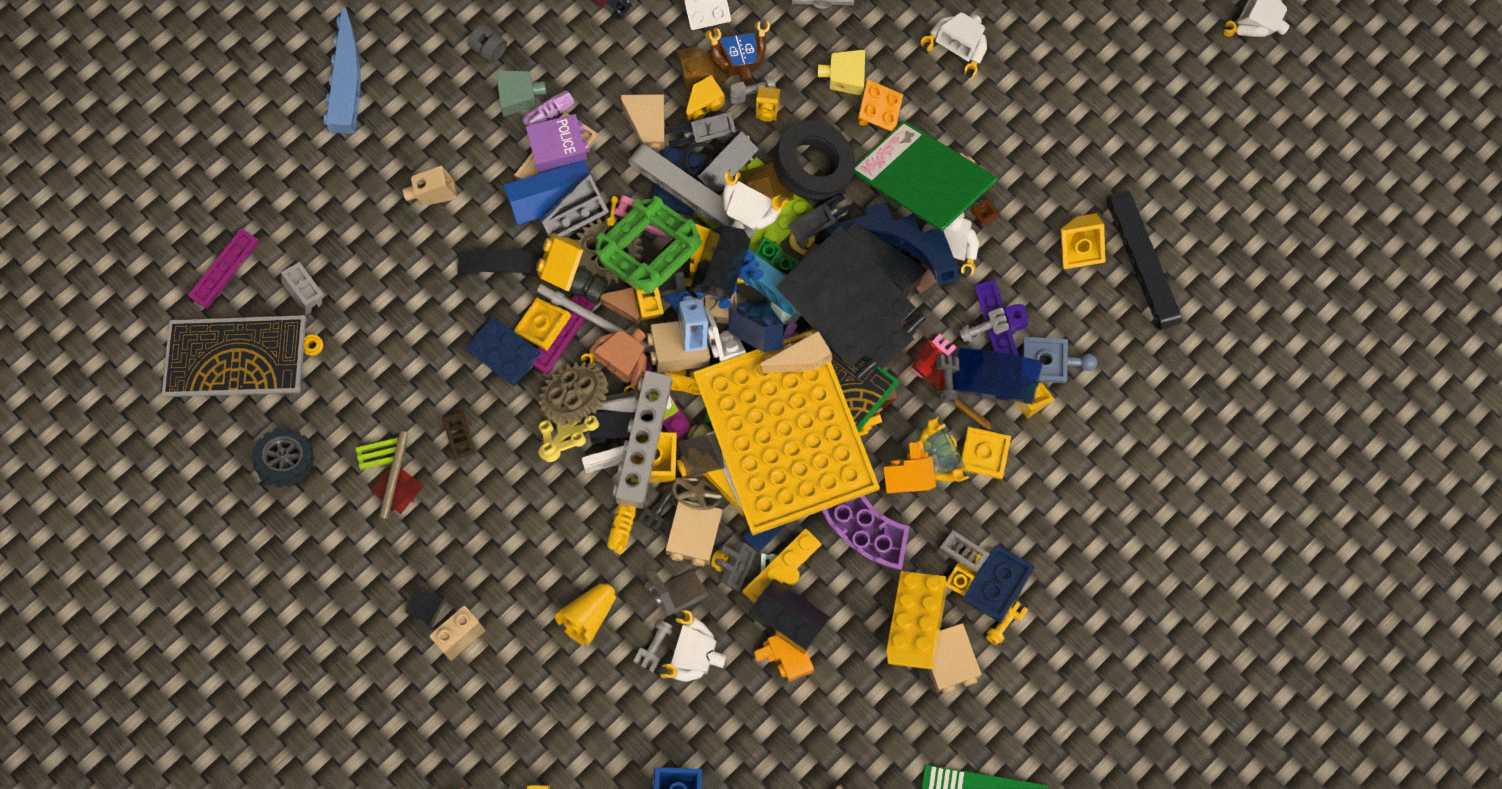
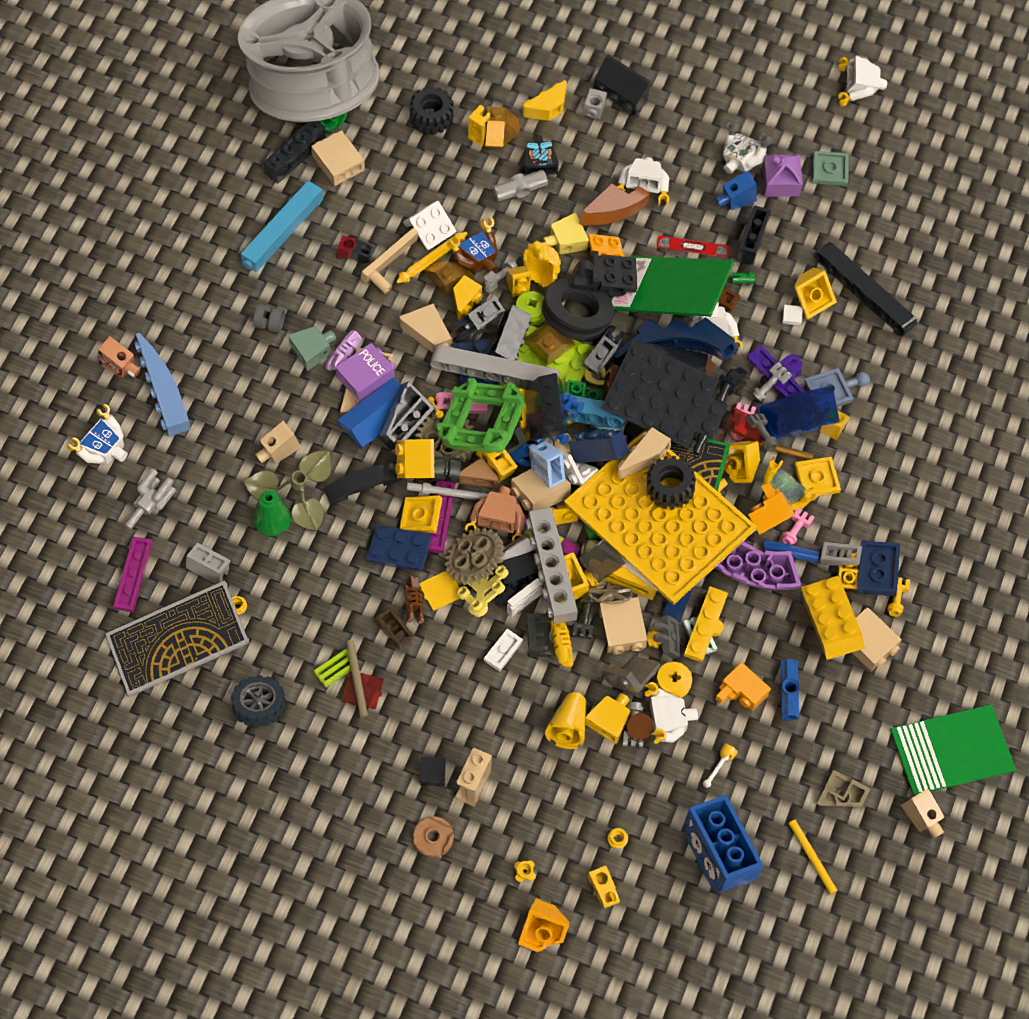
camera: 25 degrees left, 10 degrees down
(256, 113) = (102, 442): none -> torso
(275, 194) = (150, 497): none -> light grey plant
(311, 28) = (117, 359): none -> nougat torso
(390, 261) = (271, 514): none -> green cone
(403, 685) = (438, 847): none -> medium nougat tile
(431, 274) = (313, 466): none -> olive plant
(471, 758) = (525, 865): none -> yellow plate
(492, 413) = (413, 600): none -> reddish brown hinge
(524, 414) = (440, 590): none -> yellow piece
(558, 506) = (503, 650): none -> white plate
(579, 752) = (617, 832): none -> yellow plate
(587, 449) = (502, 599): none -> black pin
(600, 506) = (538, 635): none -> pearl dark grey hinge
(619, 32) = (372, 271): none -> tan piece
(633, 626) = (609, 717): none -> yellow torso
(655, 652) = (639, 727): none -> reddish brown piece
(687, 41) = (428, 260): none -> yellow wheel
(730, 613) = (680, 673): none -> yellow piece
(736, 719) = (727, 754): none -> hinge
(748, 206) = (548, 357): white torso -> none
(759, 135) = (532, 303): none -> lime piece
(788, 616) = (732, 656): black slope -> none
(801, 93) = (542, 263): none -> yellow piece
(805, 384) = (671, 469): none -> black tyre
(830, 690) = (789, 700): none -> blue piece
(864, 133) = (608, 273): none -> black plate
(910, 58) = (614, 206): none -> slope
(912, 401) = (744, 462): none -> yellow slope
(915, 524) = (797, 552): none -> blue axle
(919, 509) = (790, 537): none -> bright pink hinge
(944, 307) = (735, 378): none -> black hips
(979, 136) = (693, 246): none -> sticker
(1015, 195) = (744, 278): none -> green pin
(1048, 150) = (753, 234): none -> black brick
(1048, 258) = (792, 315): none -> white tile
(1055, 94) = (738, 192): none -> blue torso
(1082, 47) = (743, 152): none -> white torso
(1115, 93) = (782, 175): none -> medium lavender piece
(1175, 104) = (830, 168): none -> sand green tile

